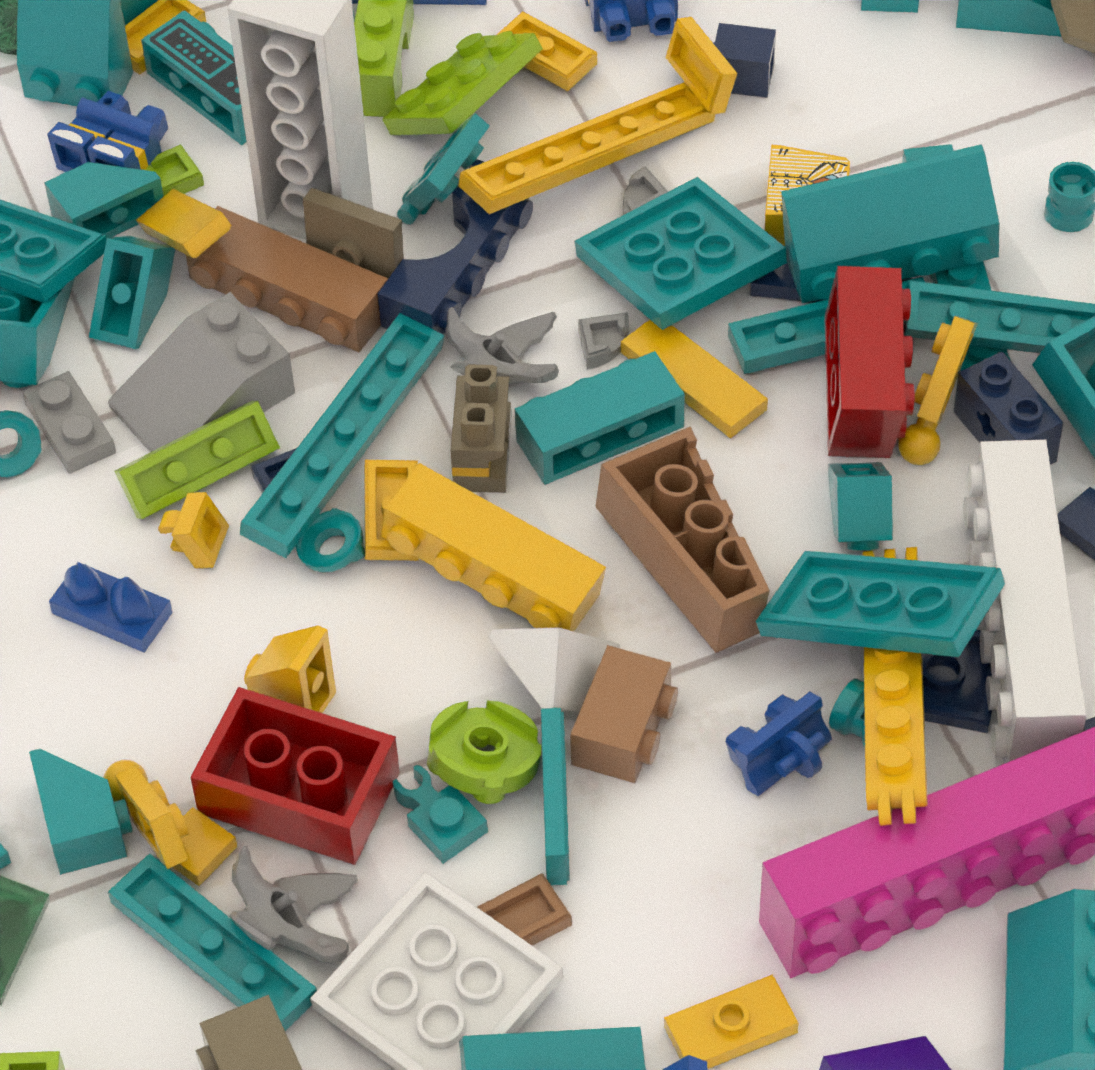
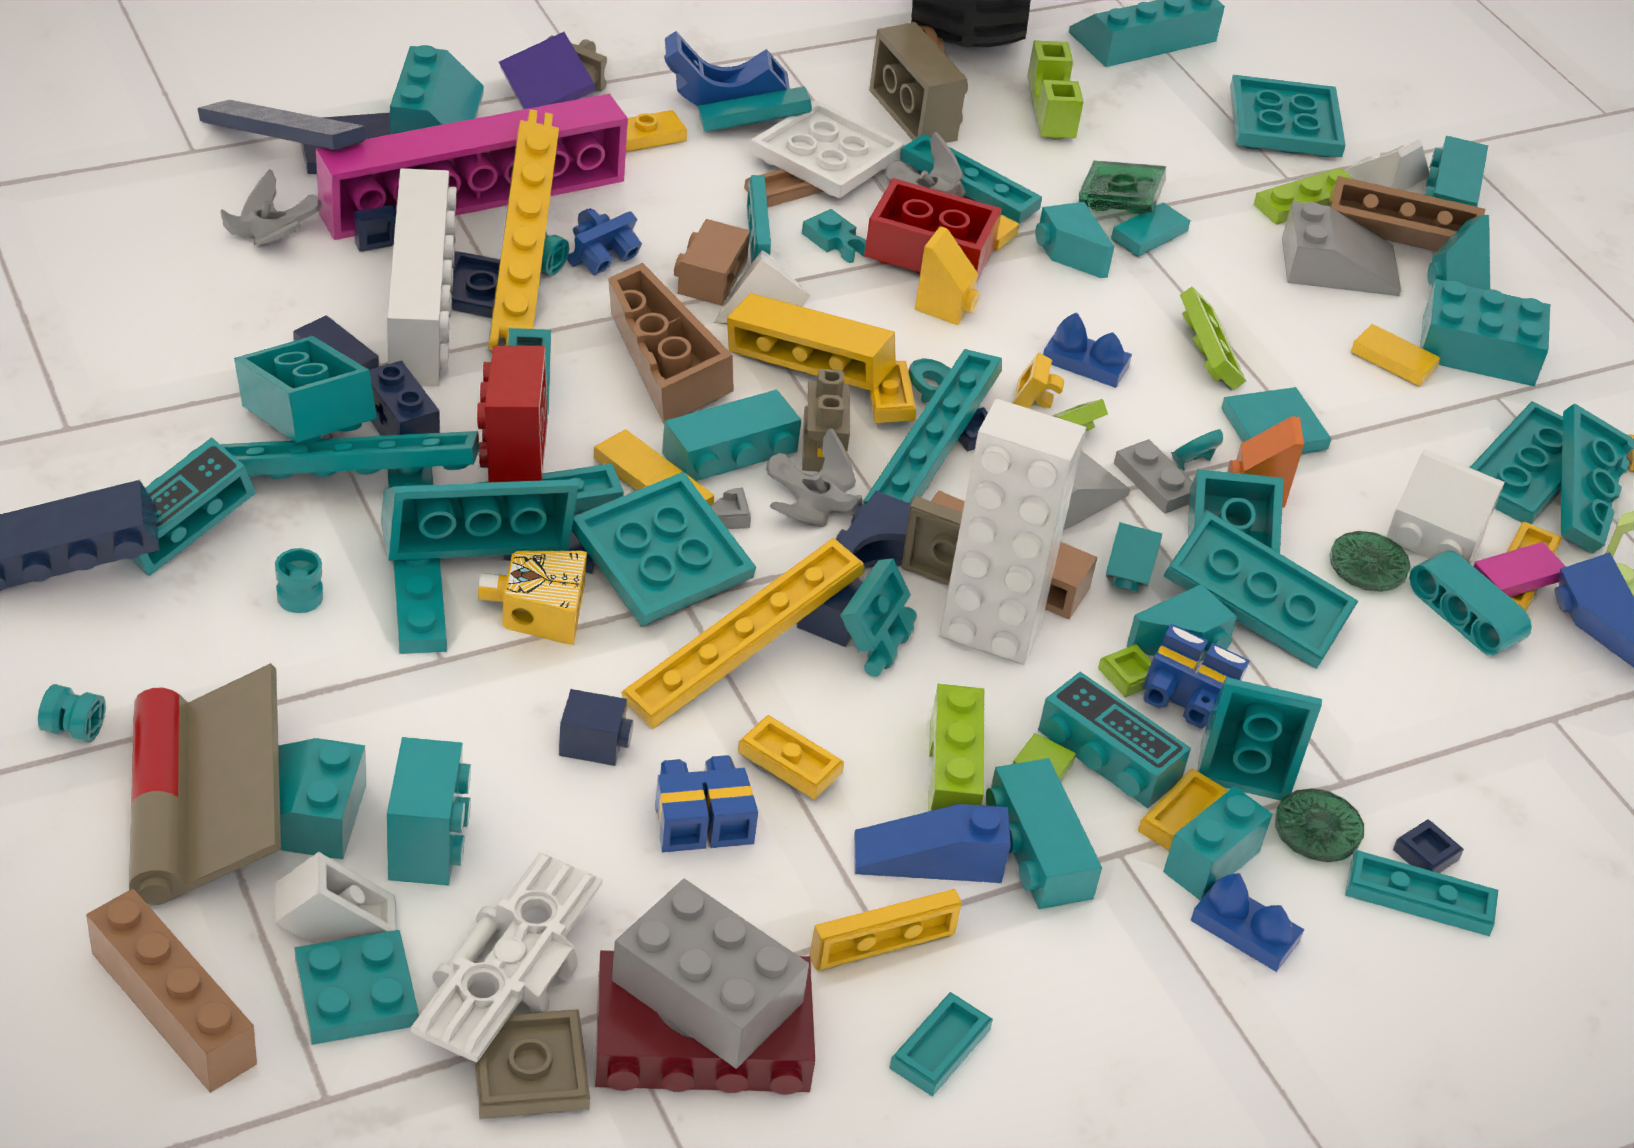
camera: 170 degrees right, 10 degrees down
(149, 810) = (1028, 224): yellow plate -> none
(184, 223) = (1102, 569): yellow tile -> none
(461, 83) = (869, 705): lime plate -> none
(479, 772) = (813, 265): lime plate -> none
(641, 189) = (690, 619): light grey tile -> none
(701, 65) = (638, 699): yellow tile -> none
(881, 603) = (528, 256): teal plate -> none
(934, 391) = (449, 411): yellow plate -> none

